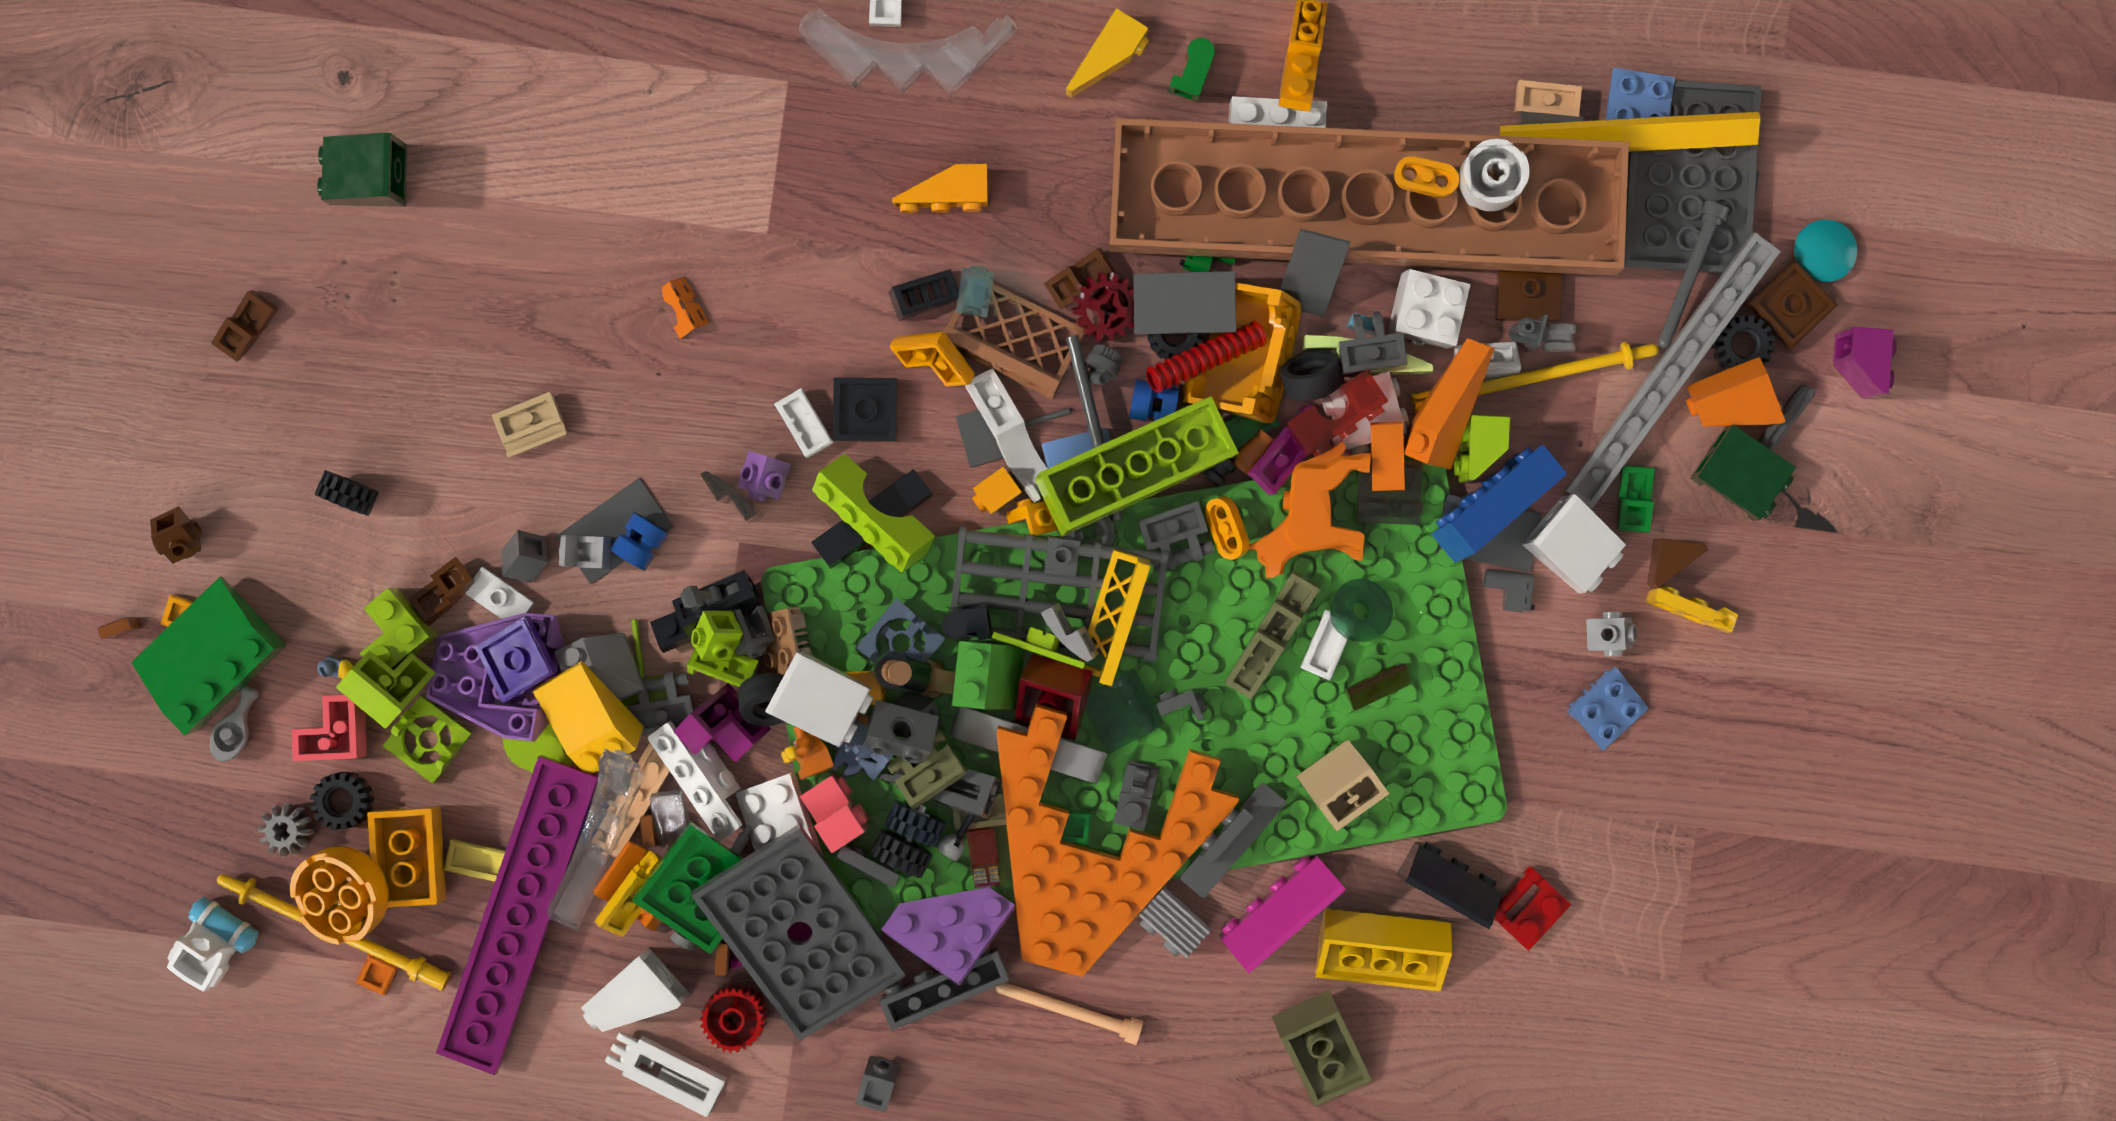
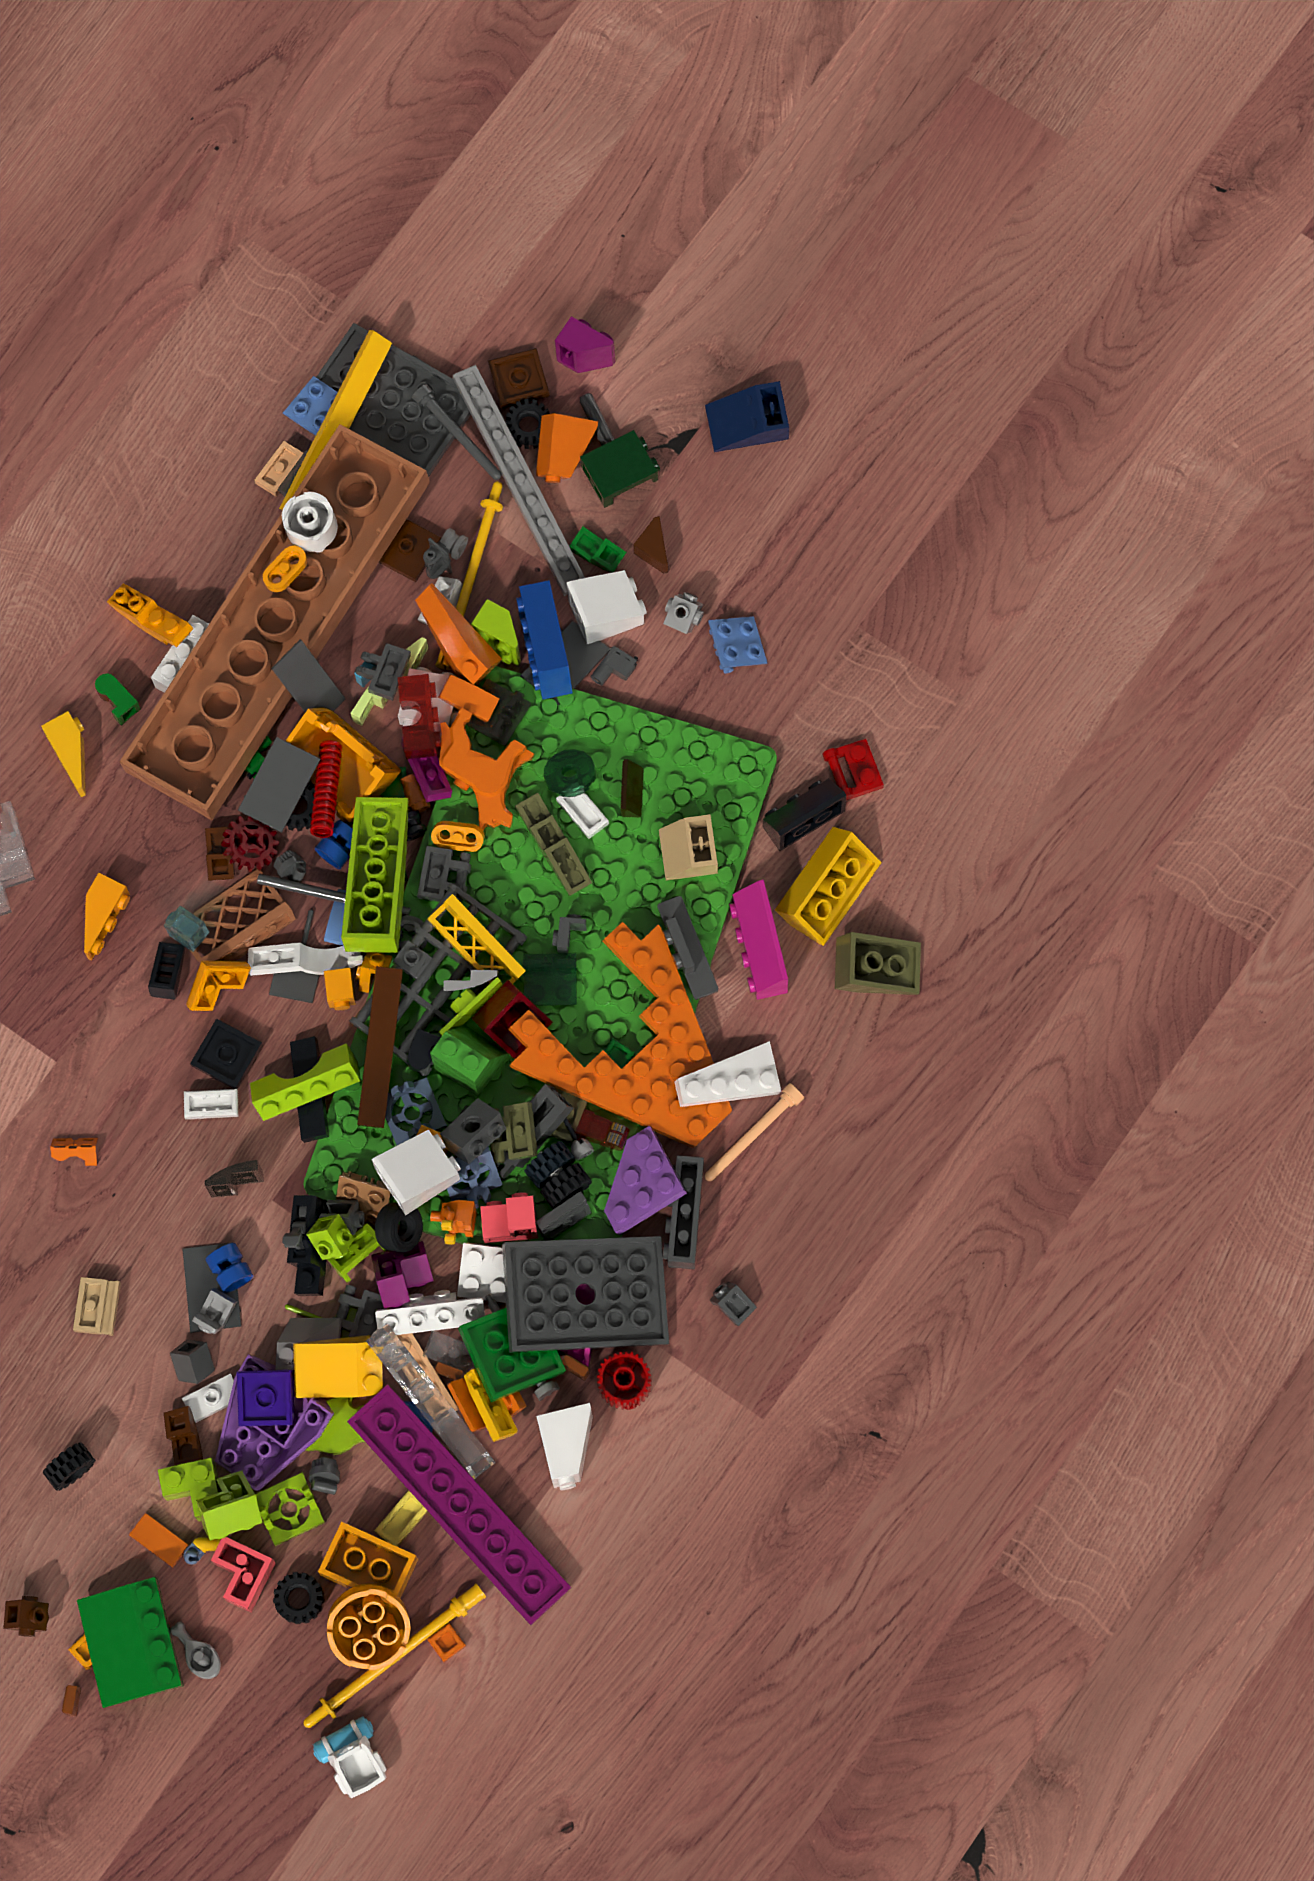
camera: 60 degrees left, 15 degrees down
(275, 831) = (302, 1643): light grey gear -> none
(327, 624) = (158, 1540): none -> orange tile
(477, 759) = (324, 1475): none -> dark grey piece
(678, 1078) = (647, 1451): white hinge -> none
(763, 476) = (232, 1148): medium lavender brick -> none
(905, 671) = (434, 1106): piece -> none
(948, 574) = (379, 1047): none -> reddish brown tile
(1070, 757) = (510, 1083): light grey beam -> none
(1114, 961) = (735, 1078): none -> white wing
(1136, 795) = (617, 1001): dark grey plate -> none
(1174, 922) = (727, 1023): light grey brick -> none
(1311, 375) = (381, 723): black tyre -> none
(1428, 309) = (381, 620): white brick -> none
(1693, 609) = (697, 551): yellow hinge -> none
(1826, 250) = (493, 337): teal dish -> none
(1877, 584) = (748, 418): none -> dark blue slope

